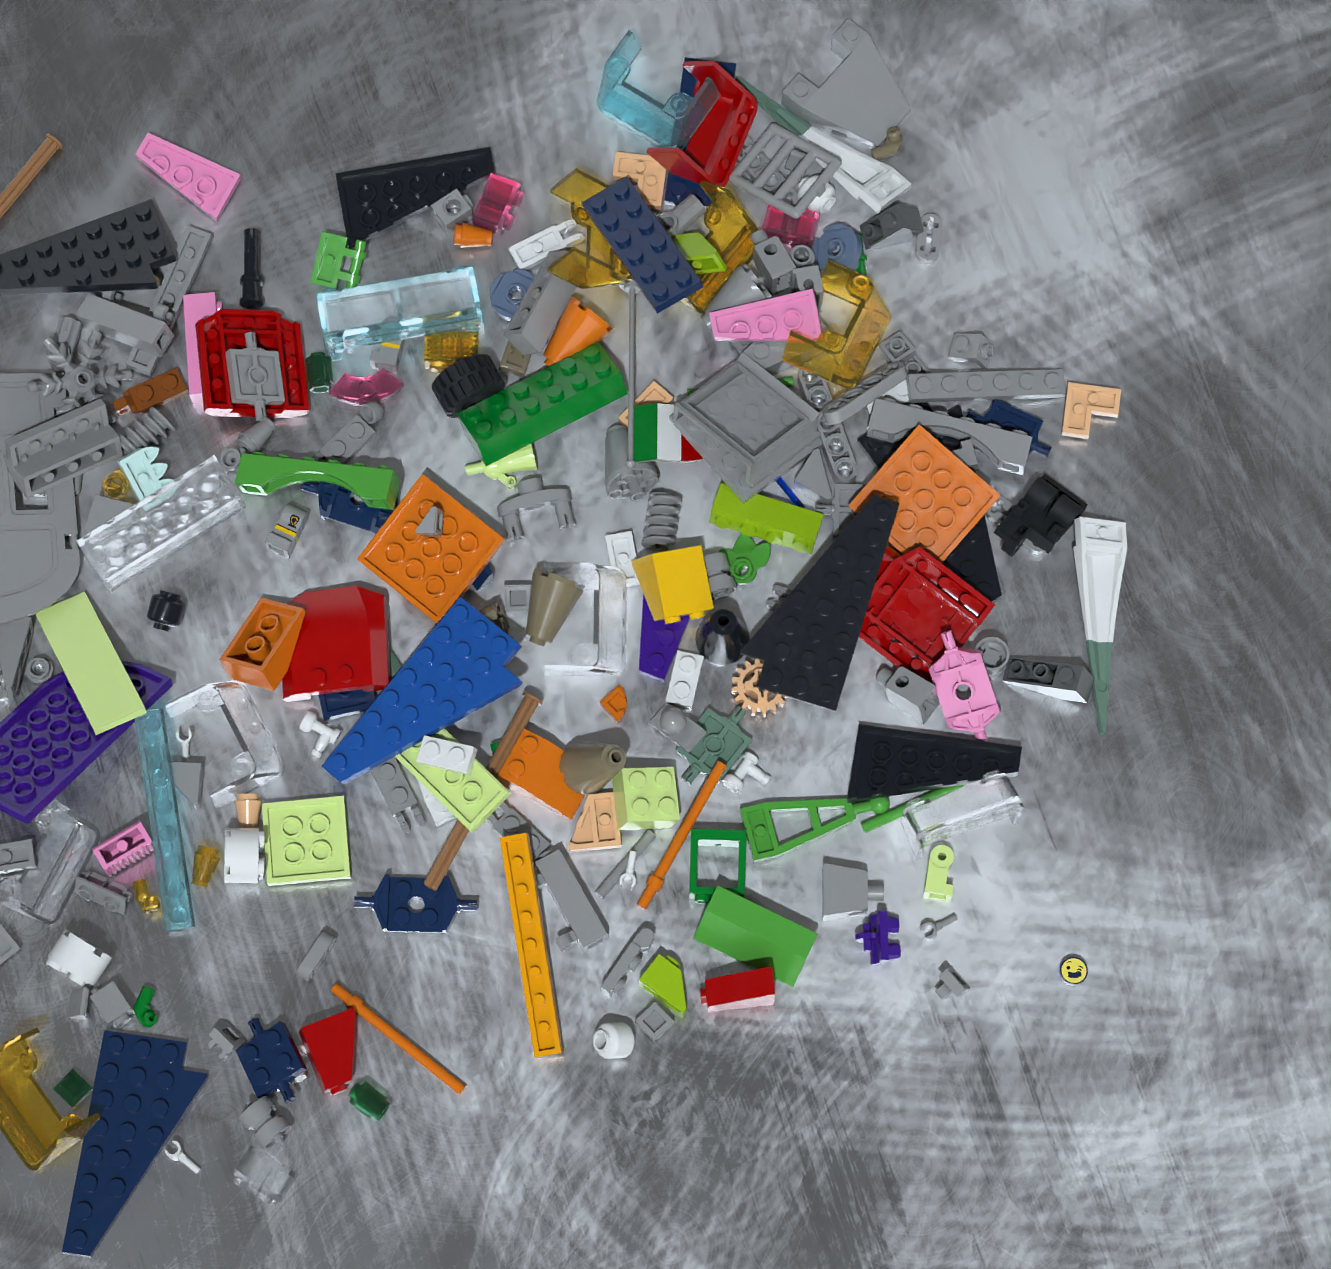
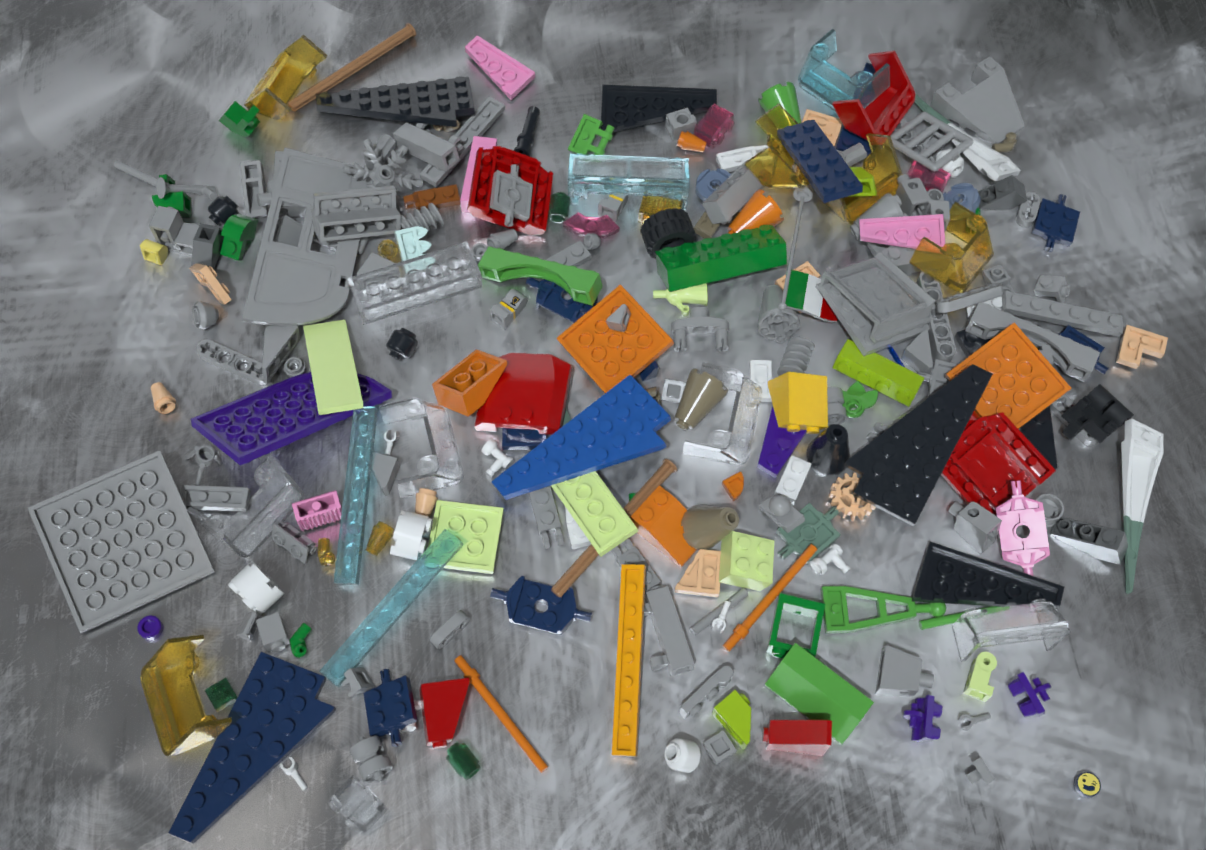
camera: 10 degrees right, 10 degrees down
(243, 944) = (391, 607): none -> clear light blue plate
(446, 755) = (593, 490): white plate -> none
(583, 153) = (785, 96): none -> bright green cone
(966, 250) = (1056, 222): none -> dark blue plate
(989, 874) = (1033, 705): none -> dark purple hips

